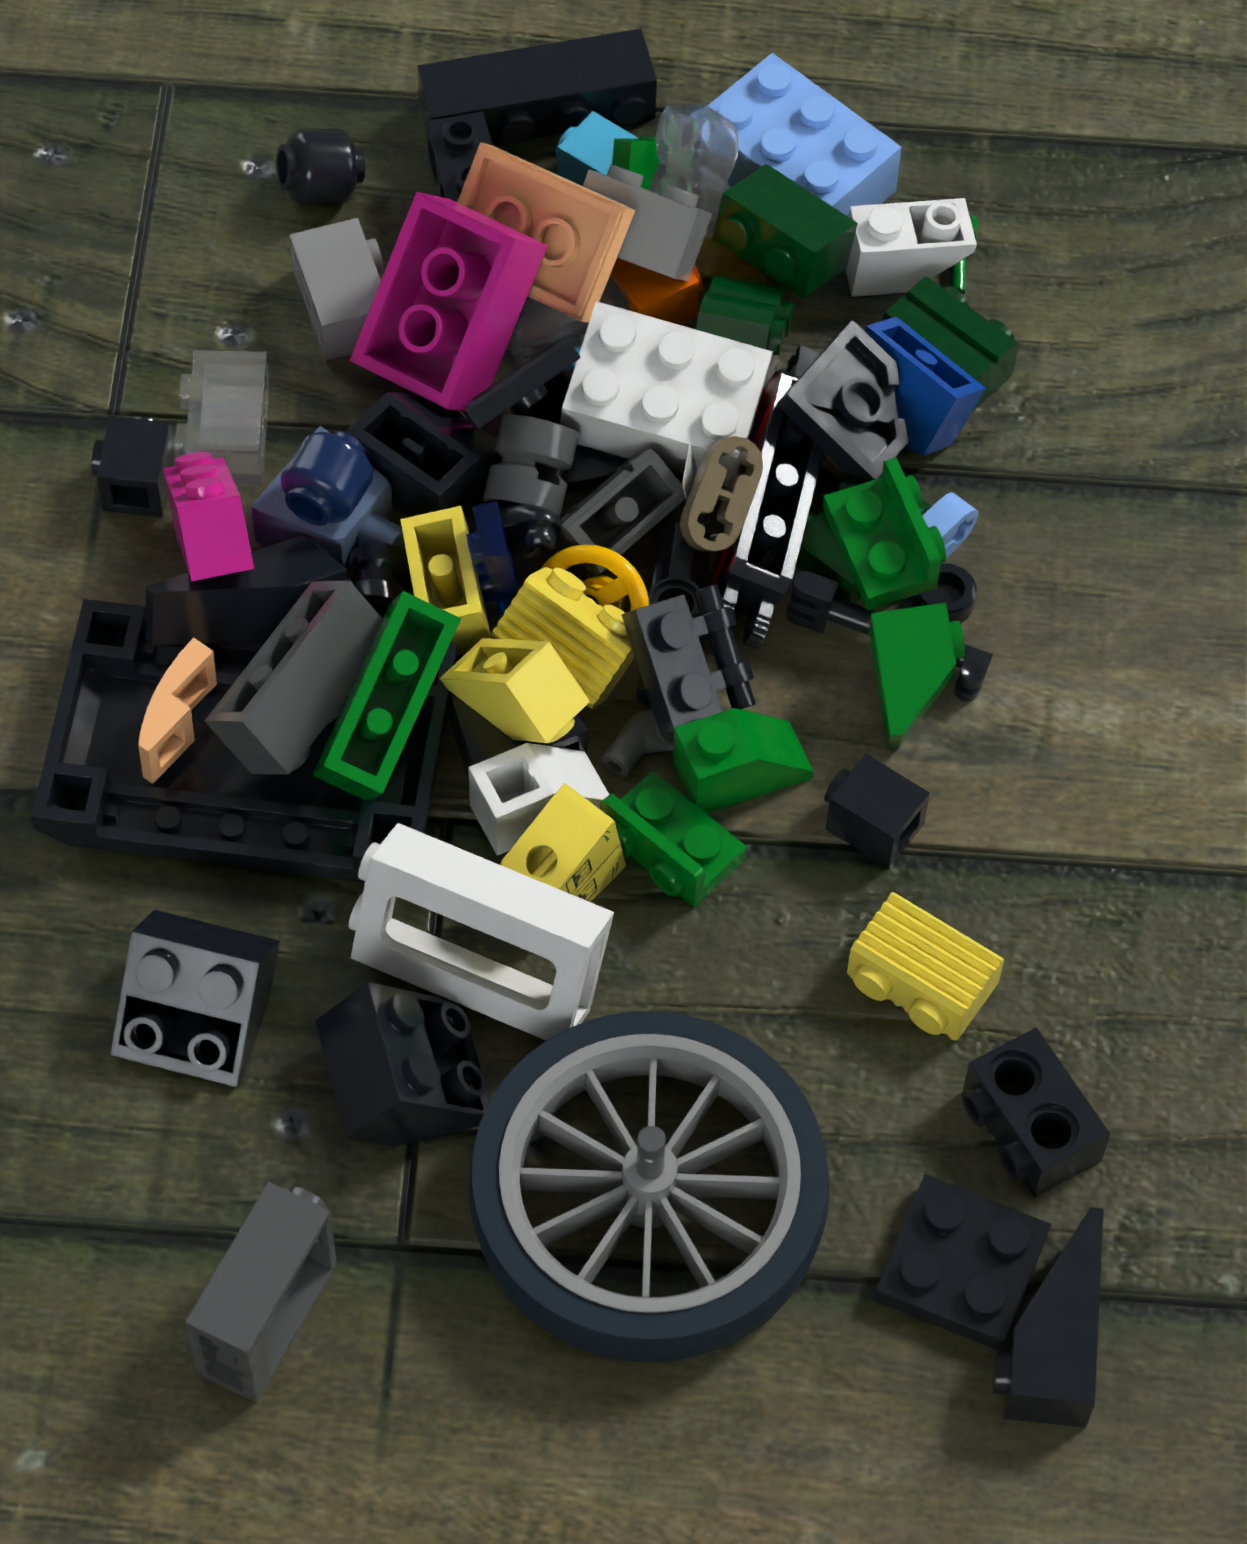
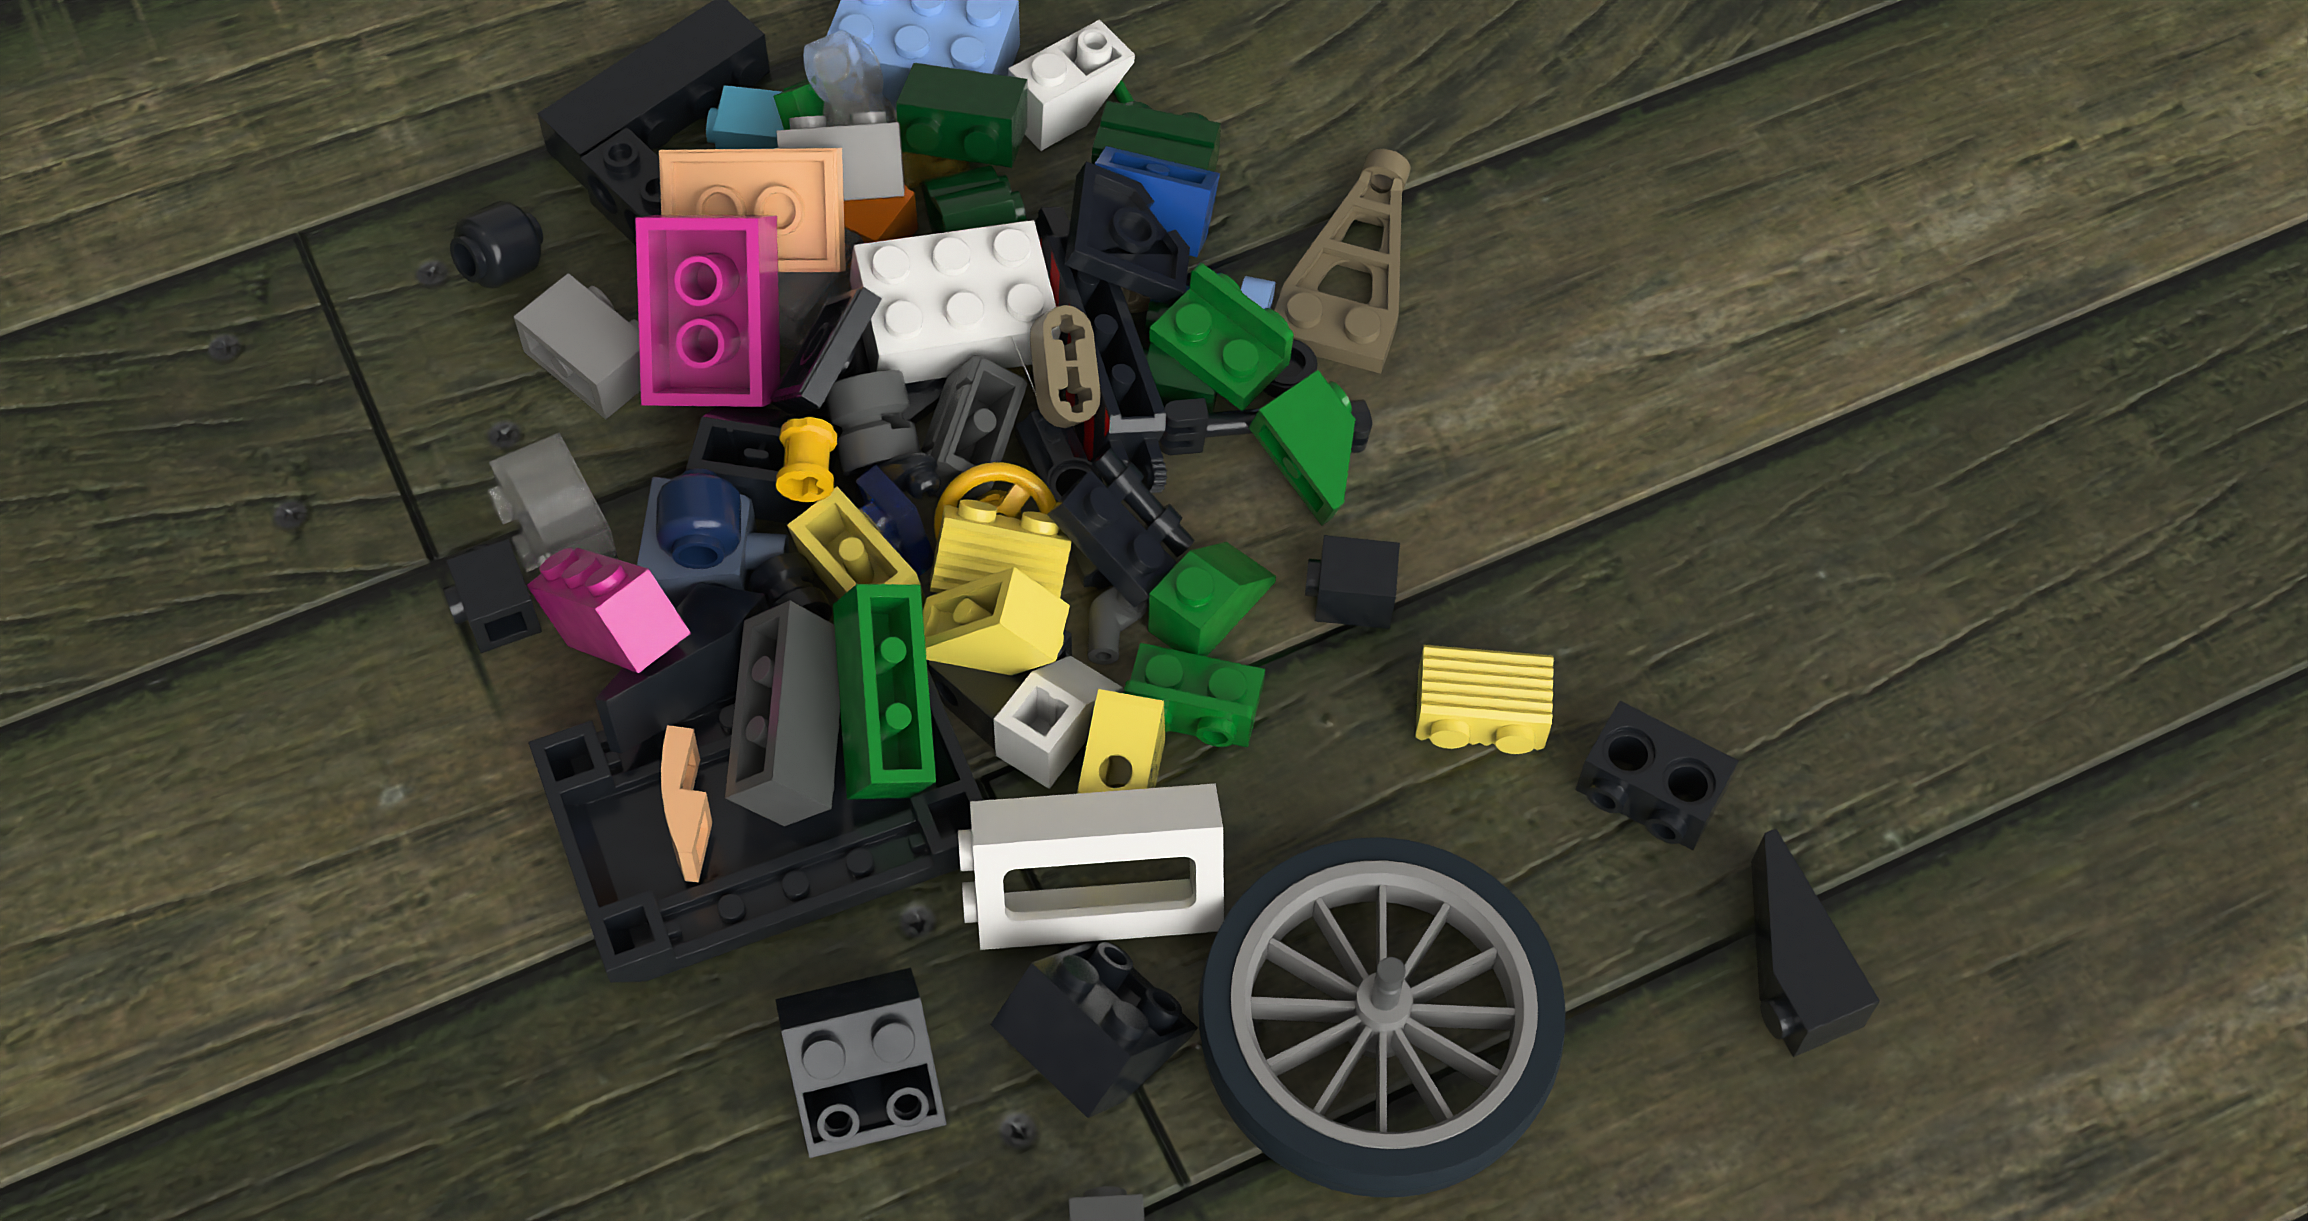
camera: 30 degrees left, 0 degrees up
(443, 469) = (806, 459): none -> yellow bush
(962, 1262) = (1676, 939): black plate -> none
(1019, 580) = (1338, 326): none -> dark tan plate

